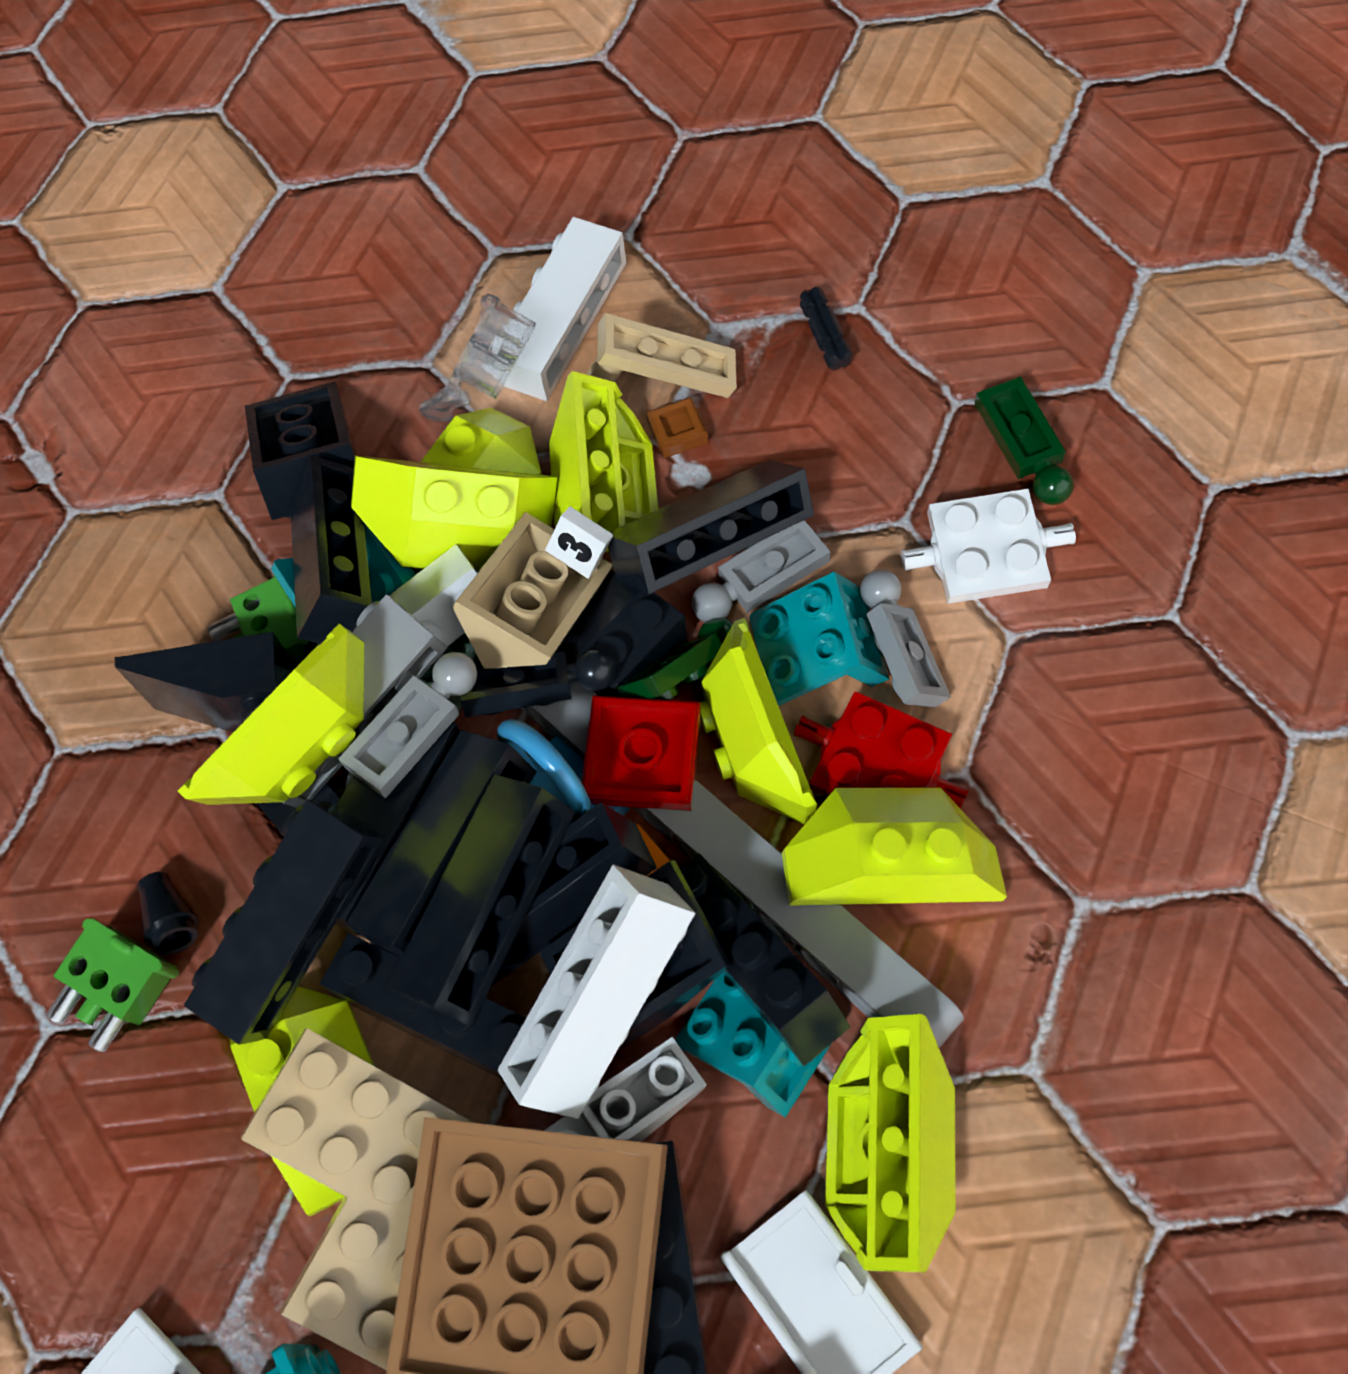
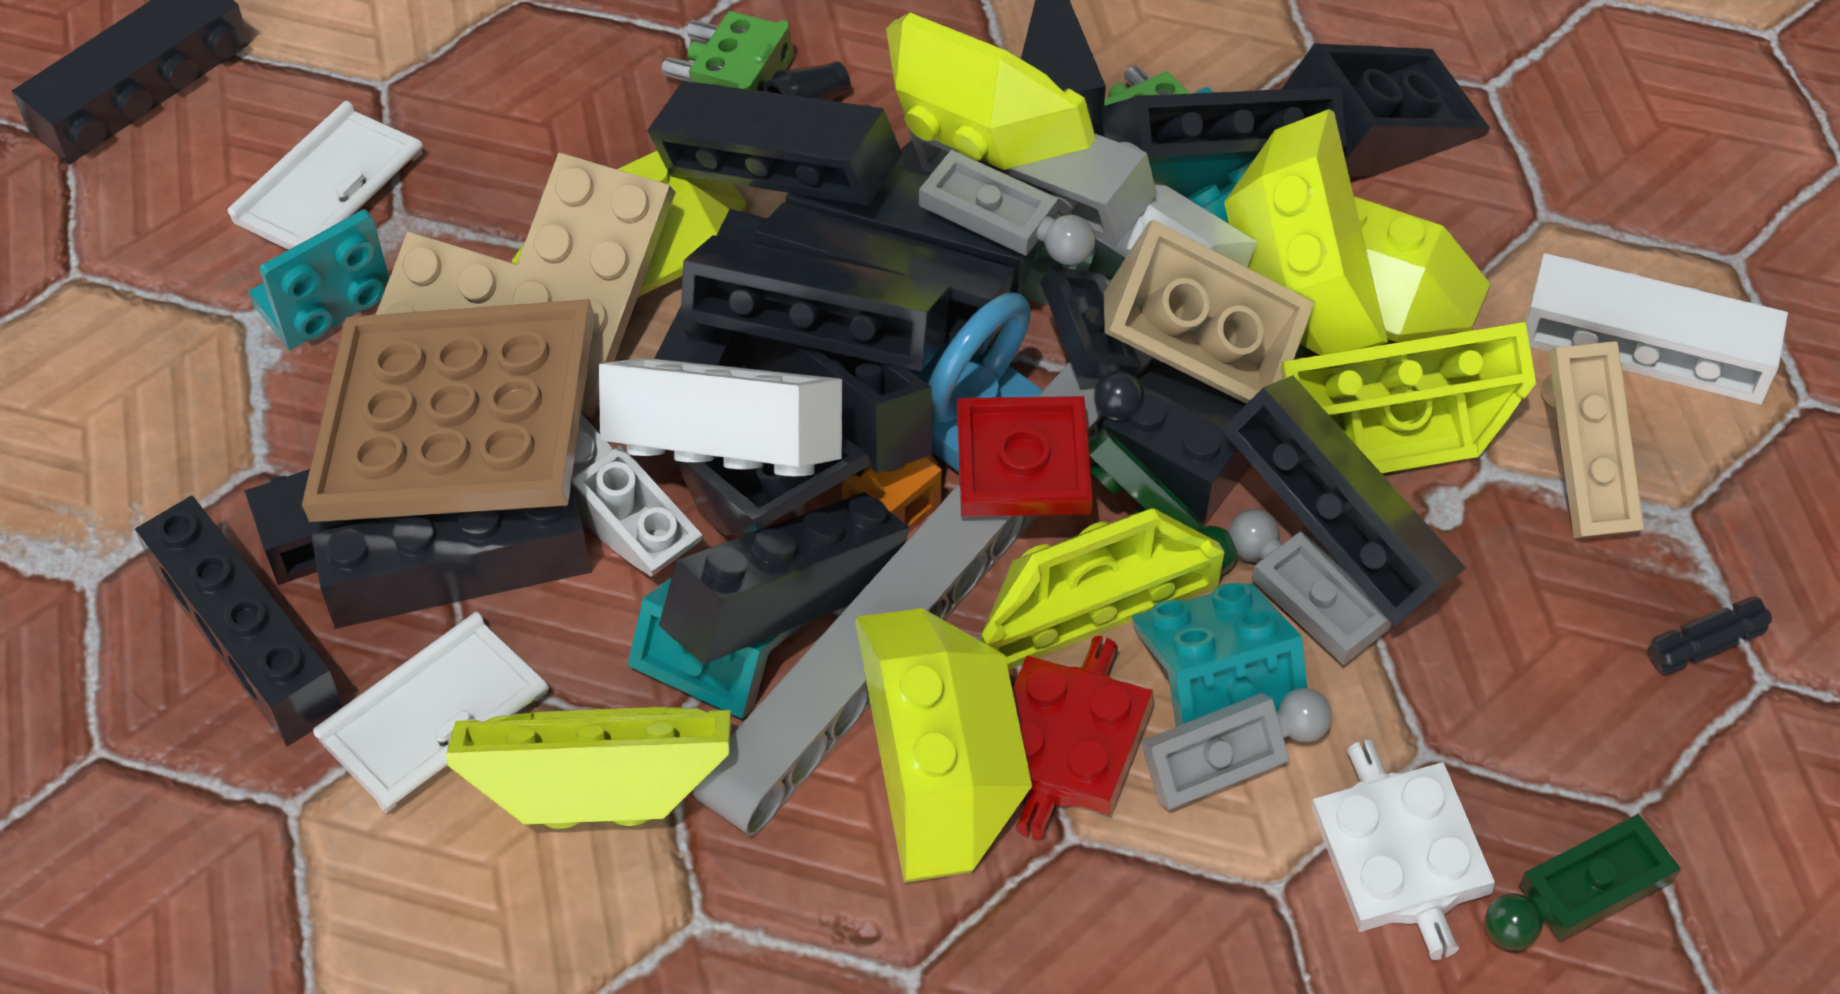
camera: 75 degrees right, 10 degrees down
(485, 360) = (1536, 239): clear piece -> none
(578, 542) = (1276, 350): white tile -> none
(677, 427) = (1508, 481): dark orange tile -> none

